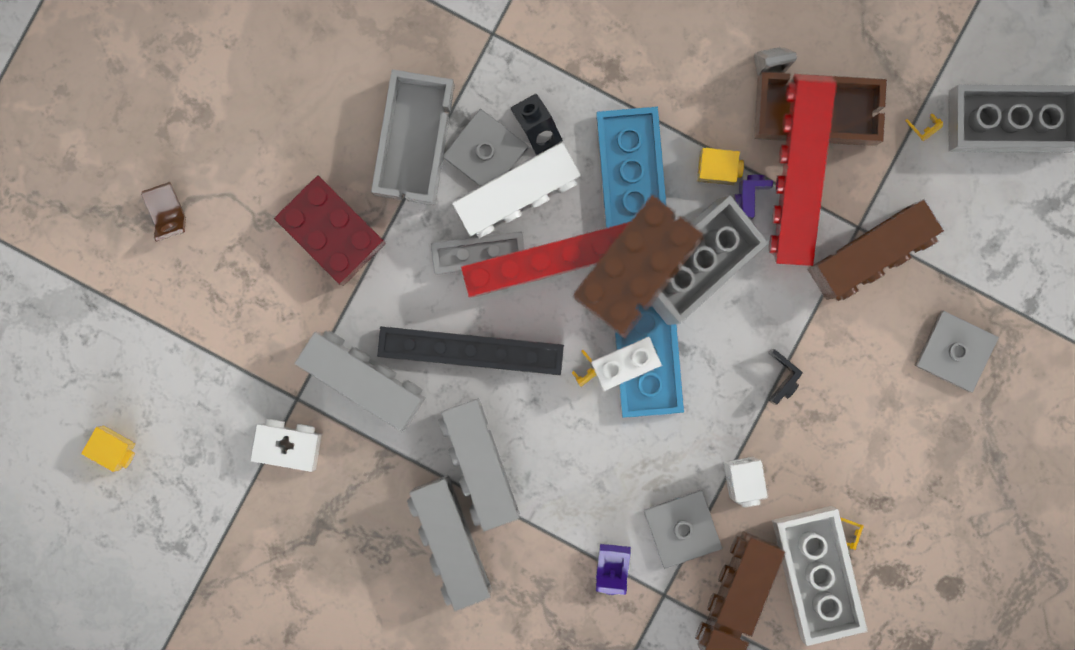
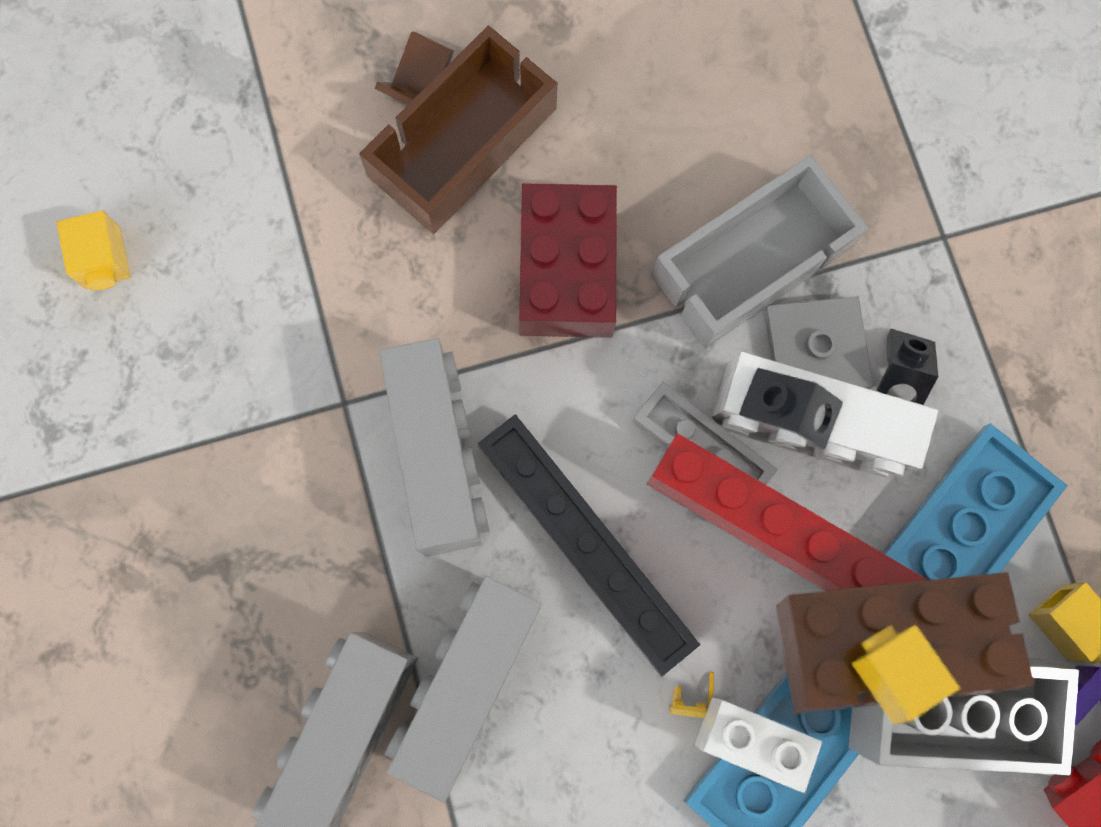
camera: 40 degrees right, 10 degrees down
(216, 218) = (460, 129): none -> reddish brown piece
(268, 446) = (254, 425): white brick -> none
(497, 208) = (791, 405): none -> black bracket
(641, 285) = (904, 673): none -> yellow brick

